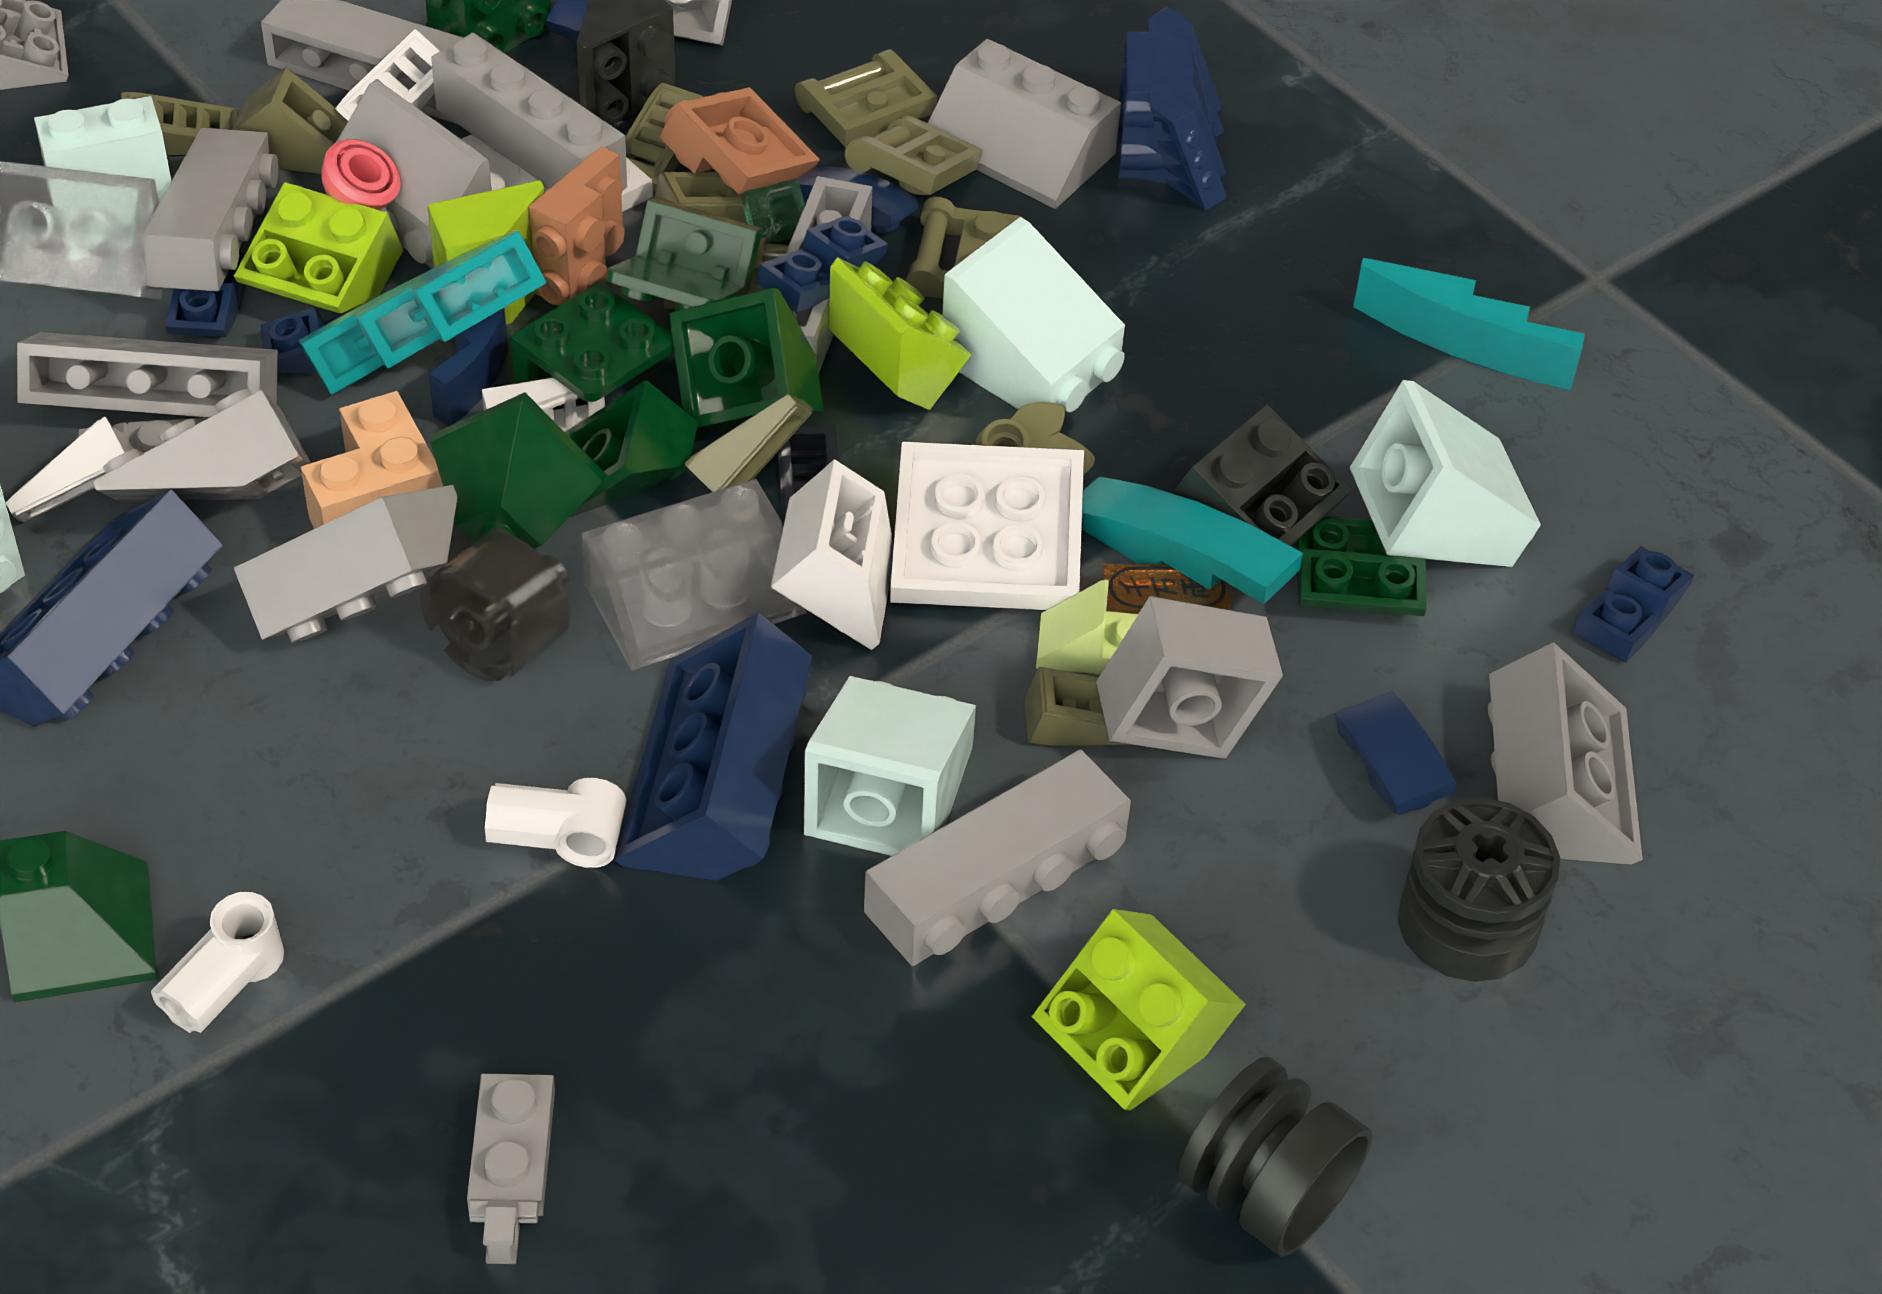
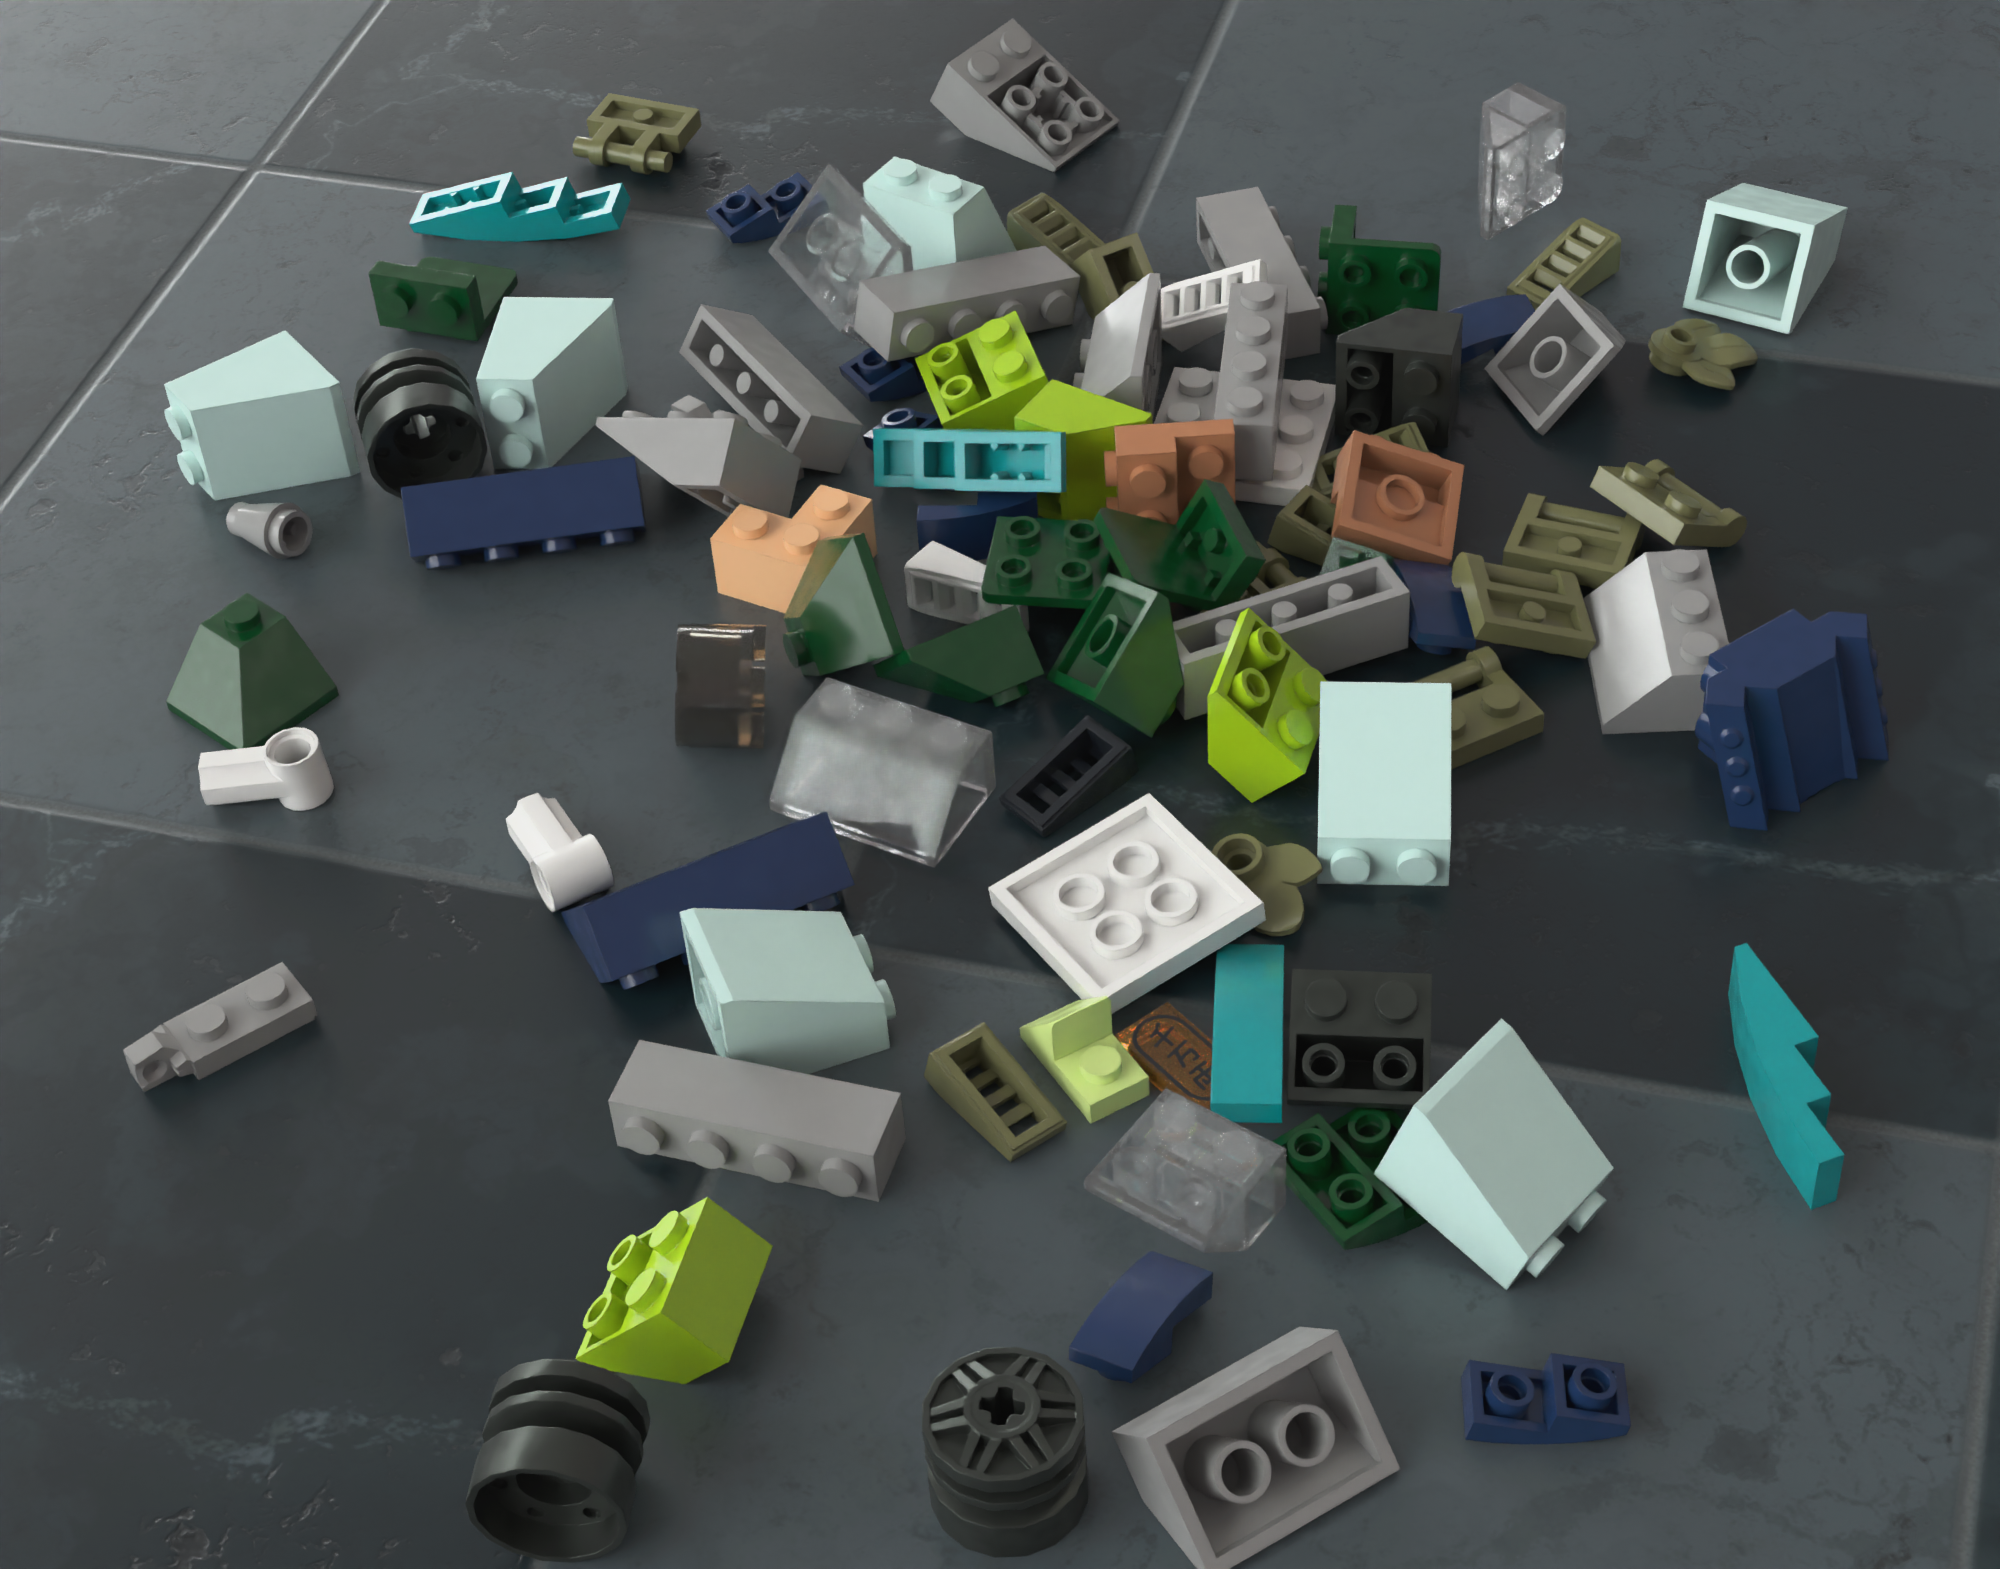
camera: 60 degrees right, 5 degrees down
(68, 473) = (651, 400): white slope -> none
(349, 563) = (664, 580): light grey slope -> none
(360, 174) = (1067, 337): coral brick -> none
(750, 446) = (1035, 711): slope -> none
(805, 274) = (1291, 608): dark blue slope -> none
(838, 552) = (966, 830): white slope -> none
(892, 32) = (1668, 505): none -> olive plate
(1188, 678) = (1038, 1107): light grey brick -> none
(1320, 638) = (1194, 1175): none -> clear slope

